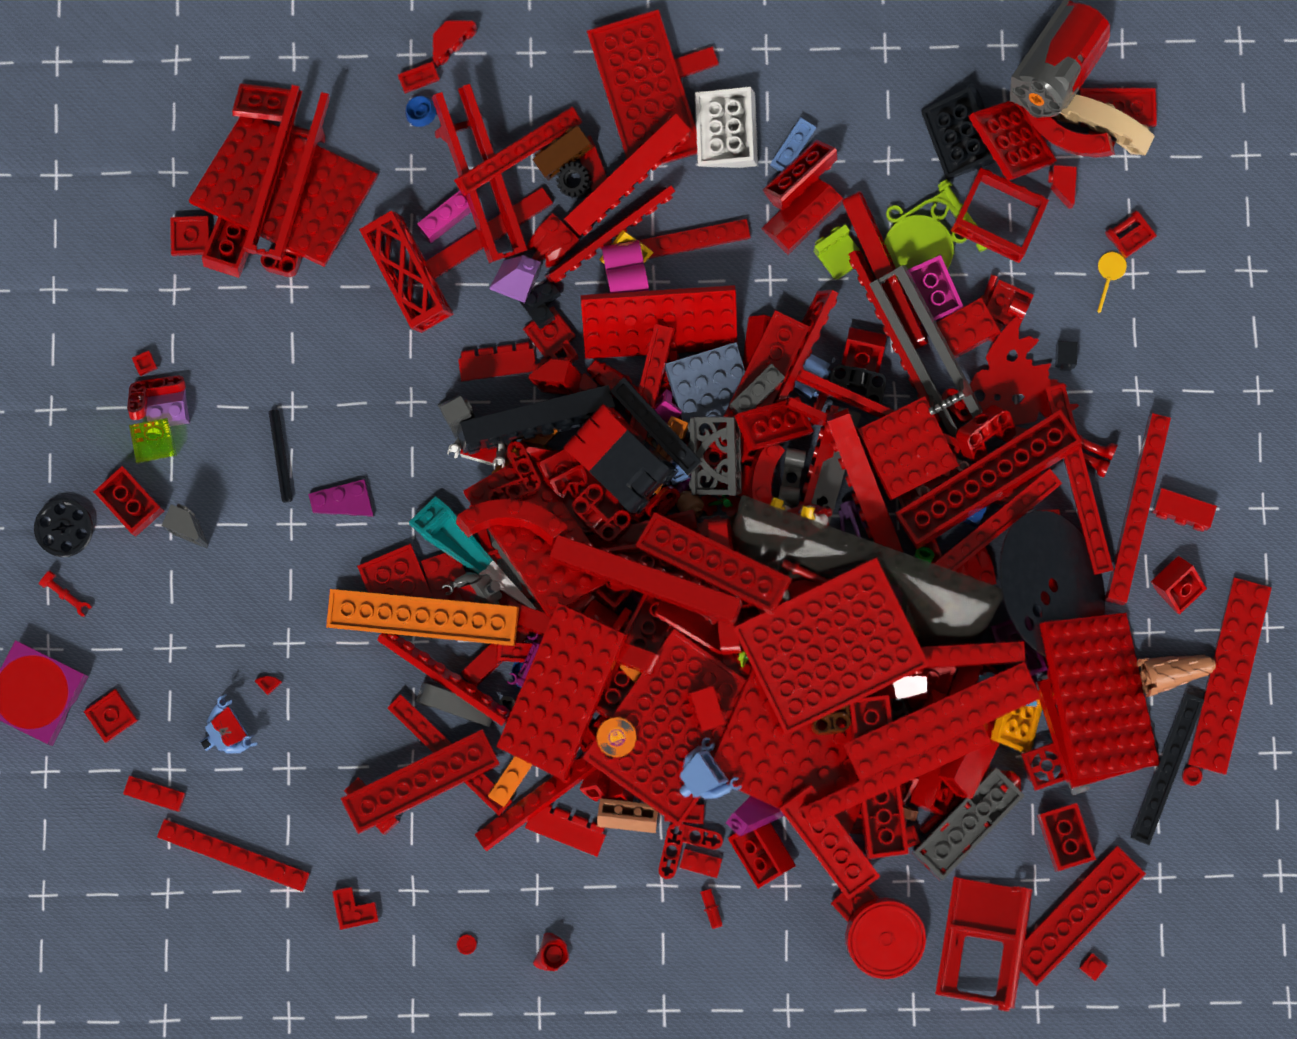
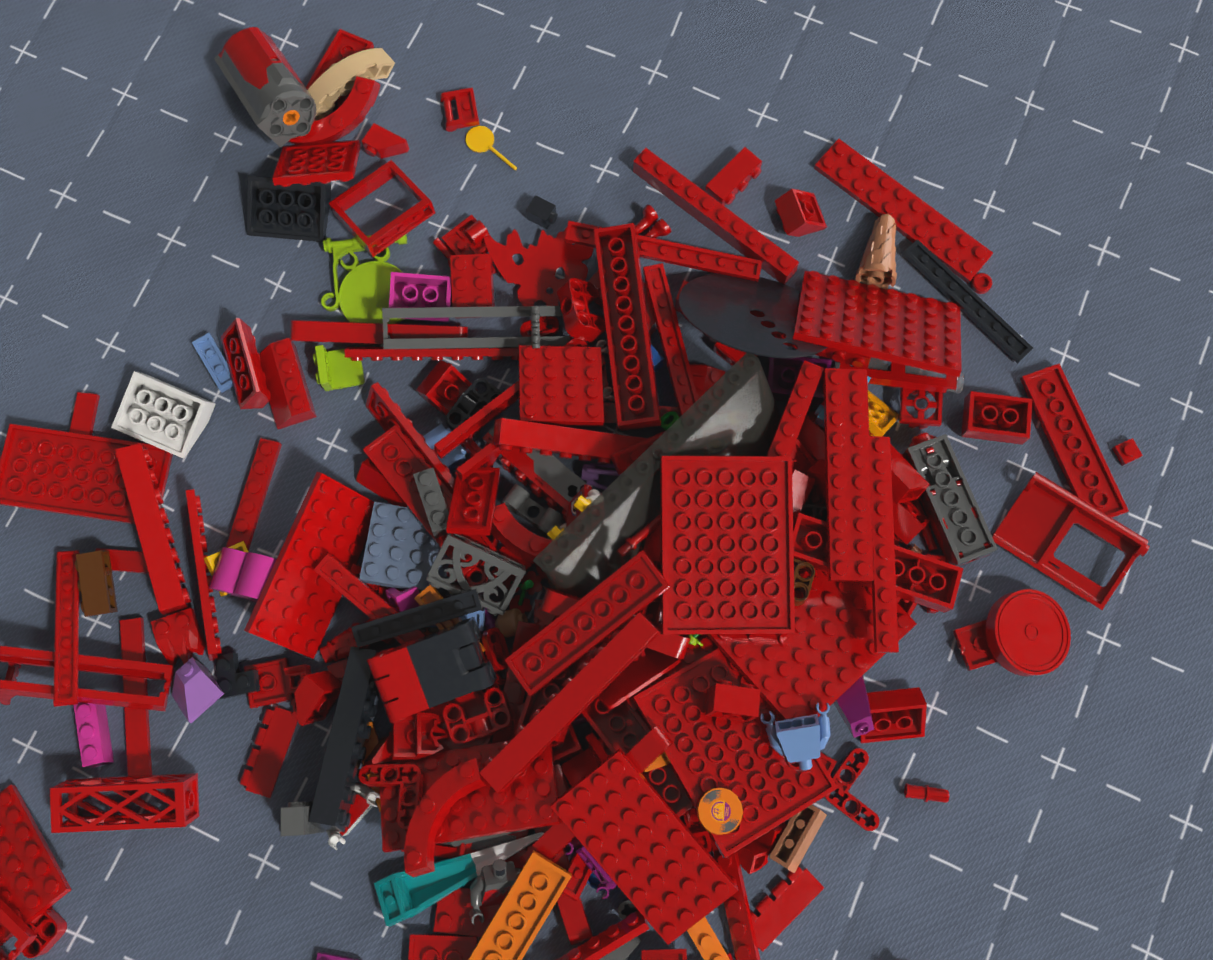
camera: 65 degrees left, 5 degrees down
(564, 176) = (118, 585): black tyre -> none
(700, 863) = (875, 782): red plate -> none
(830, 845) = (918, 642): red plate -> none
(875, 534) = (625, 457): none -> red tile

